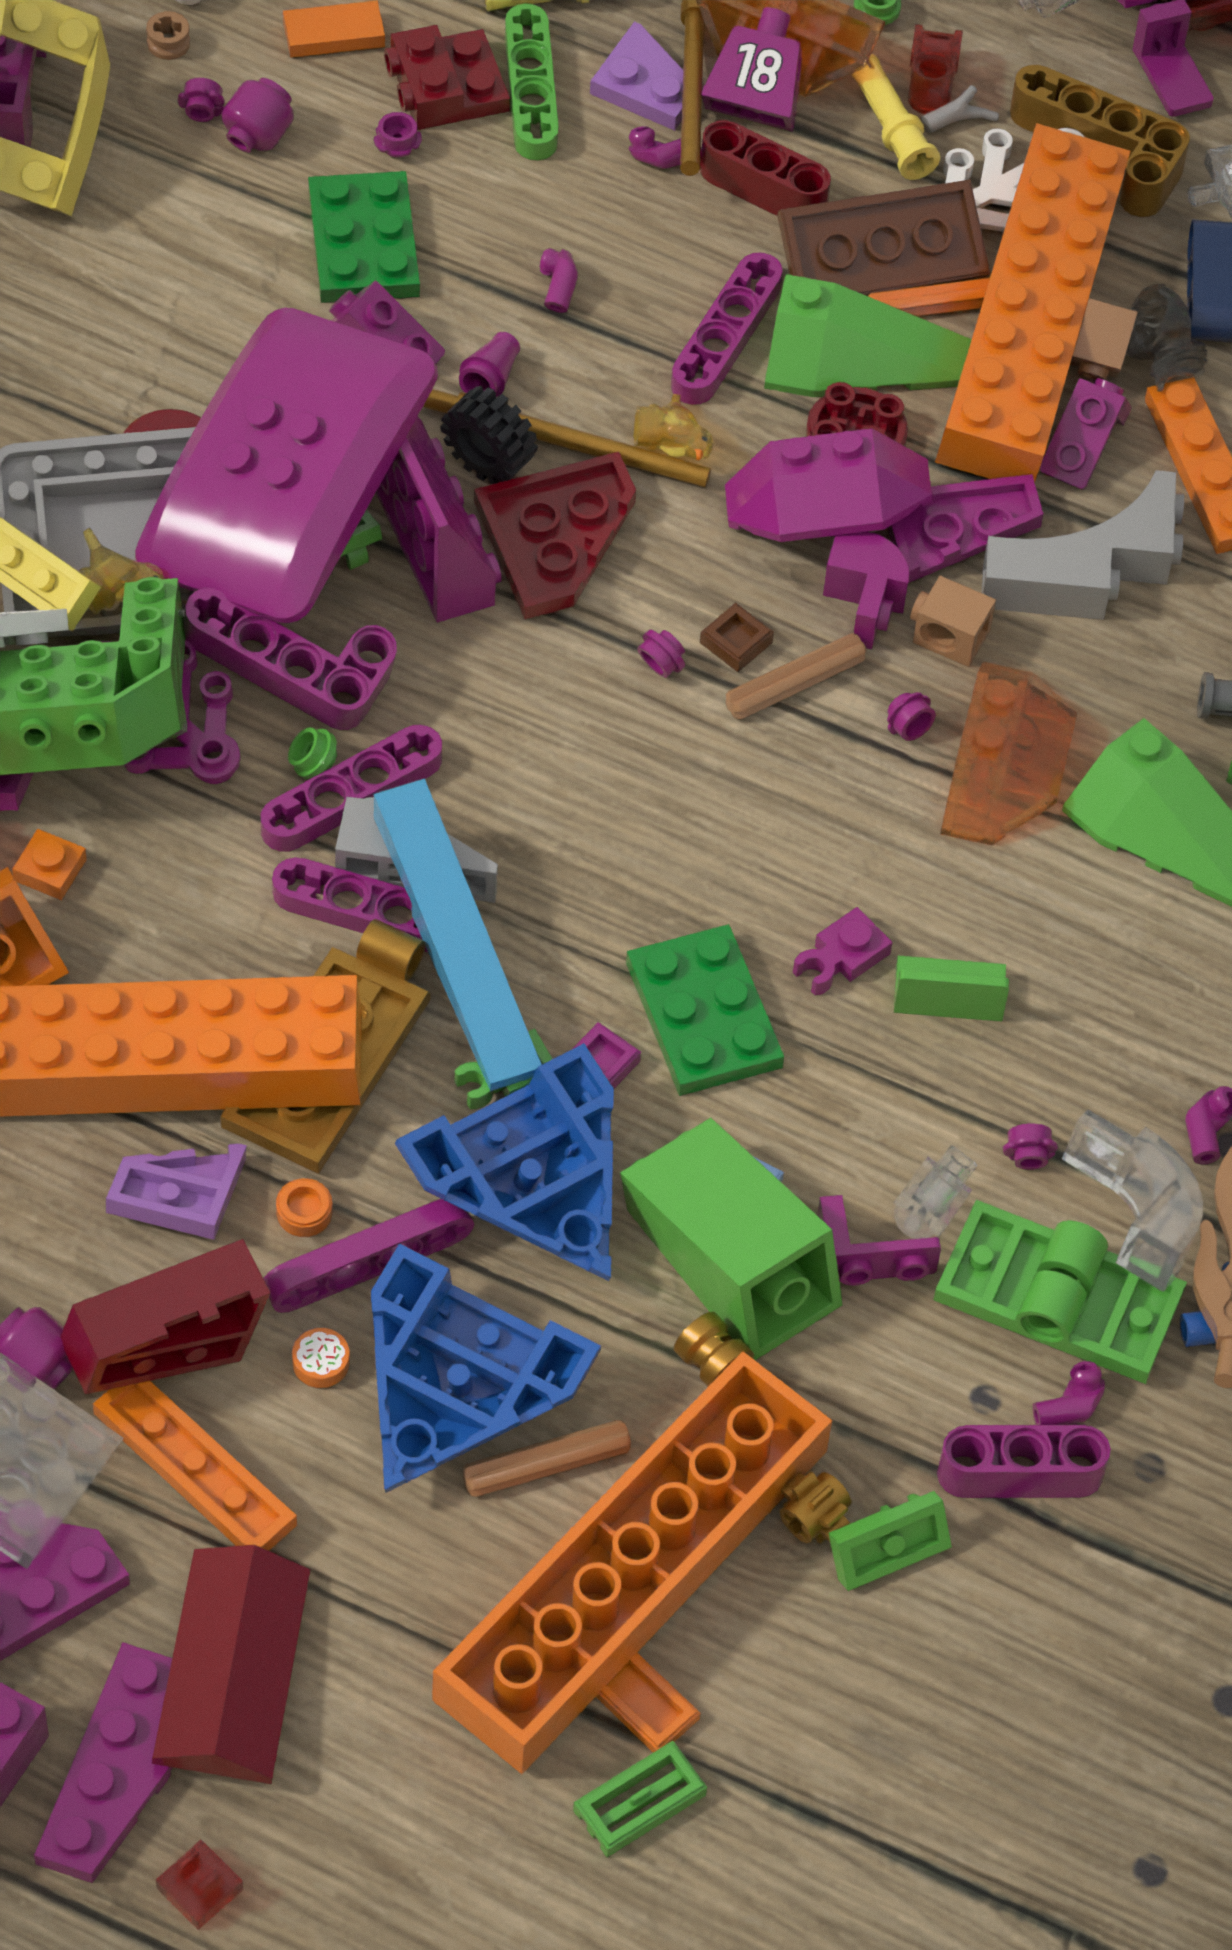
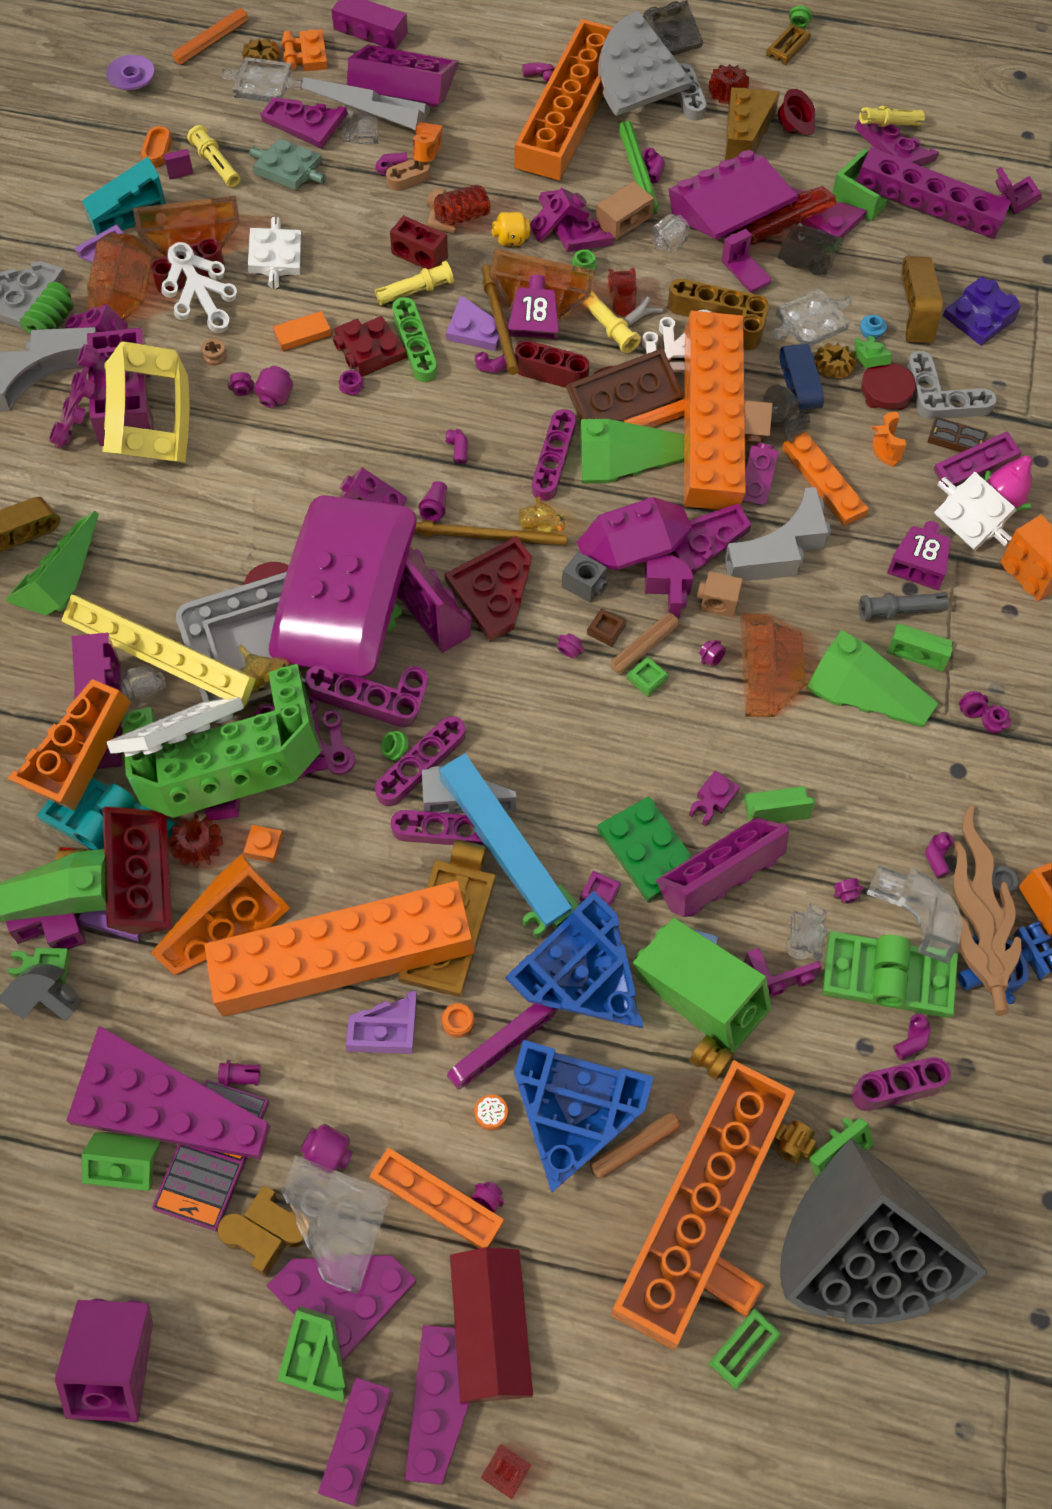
camera: 10 degrees left, 5 degrees up
(167, 1321) = (400, 1119): dark red wedge -> none
(282, 1477) = (488, 1196): none -> magenta plate
(363, 234) = (346, 441): green plate -> none
(489, 435) = (445, 542): black tyre -> none
(719, 544) = (584, 567): none -> dark grey brick
(786, 732) = (647, 676): none -> bright green tile
(821, 1058) = (723, 866): none -> magenta slope
(857, 409) = (635, 488): dark red tile -> none
(891, 1680) = (871, 1246): none -> dark grey brick

